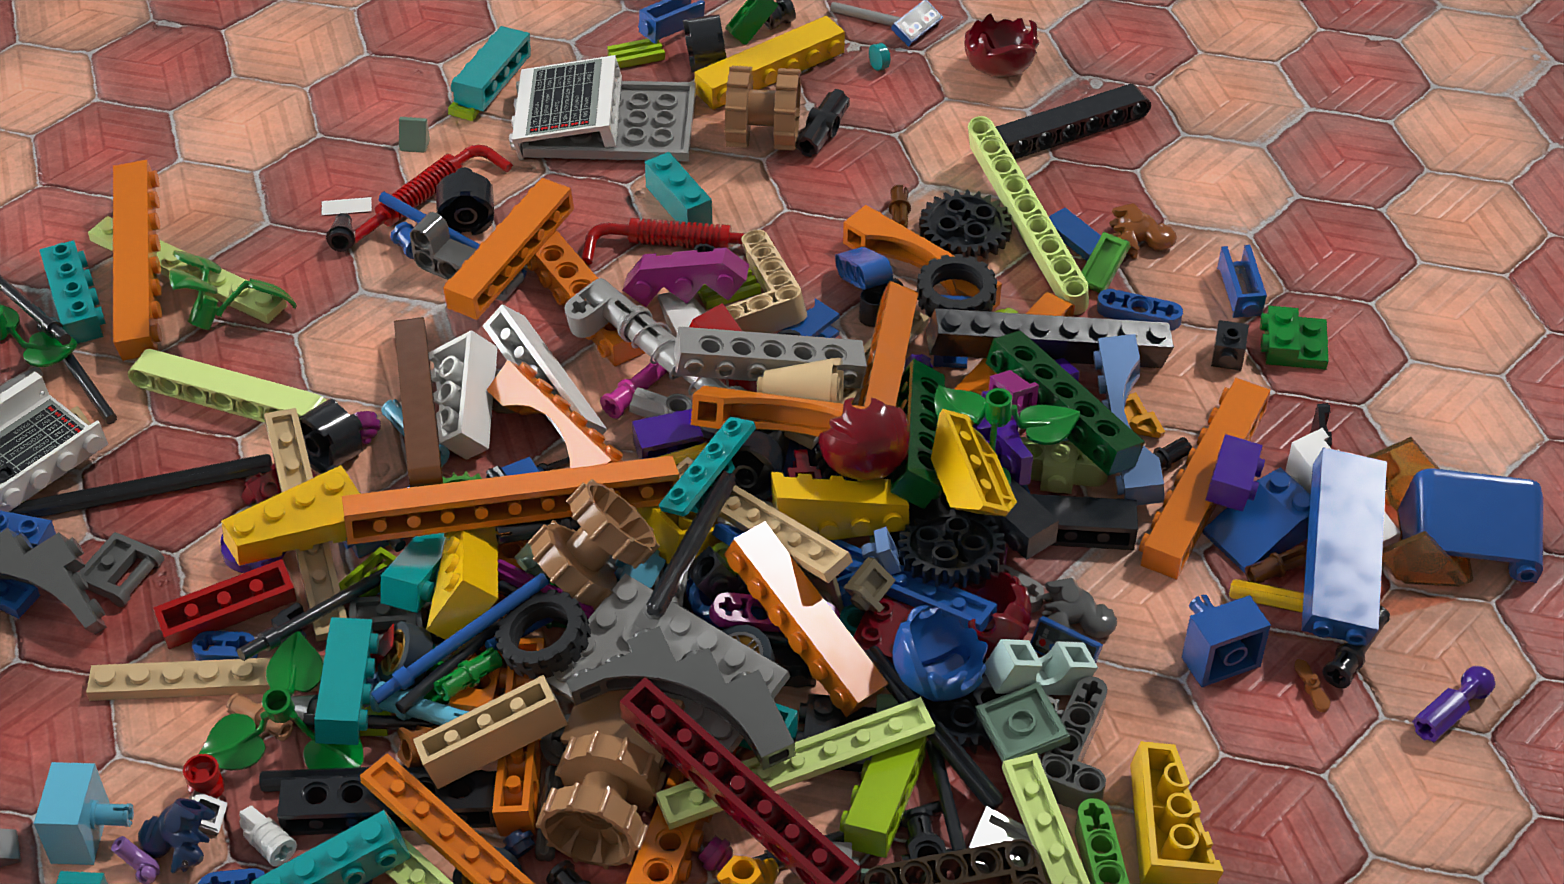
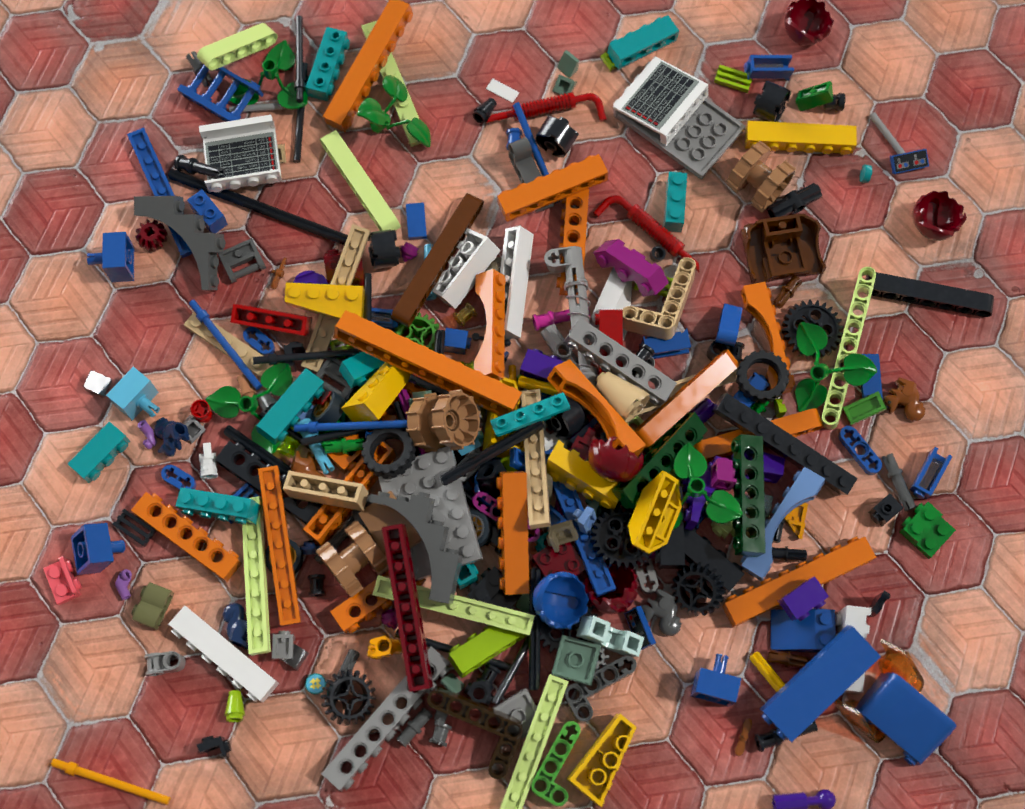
camera: 35 degrees right, 25 degrees up
(115, 658) = (204, 318): none -> blue bar
(189, 554) = (279, 273): none -> dark orange piece
(346, 391) = (416, 221): none -> blue tile
(378, 741) = (288, 447): none -> clear neon green wheel
(425, 157) = (564, 85): none -> sand green slope
(506, 448) = (465, 314): none -> clear yellow bush
(850, 165) = (782, 247): none -> reddish brown piece
(979, 220) = (808, 392): none -> green plant
(1093, 535) = (691, 603): none -> black gear
(1205, 307) = (899, 482): none -> dark grey pin

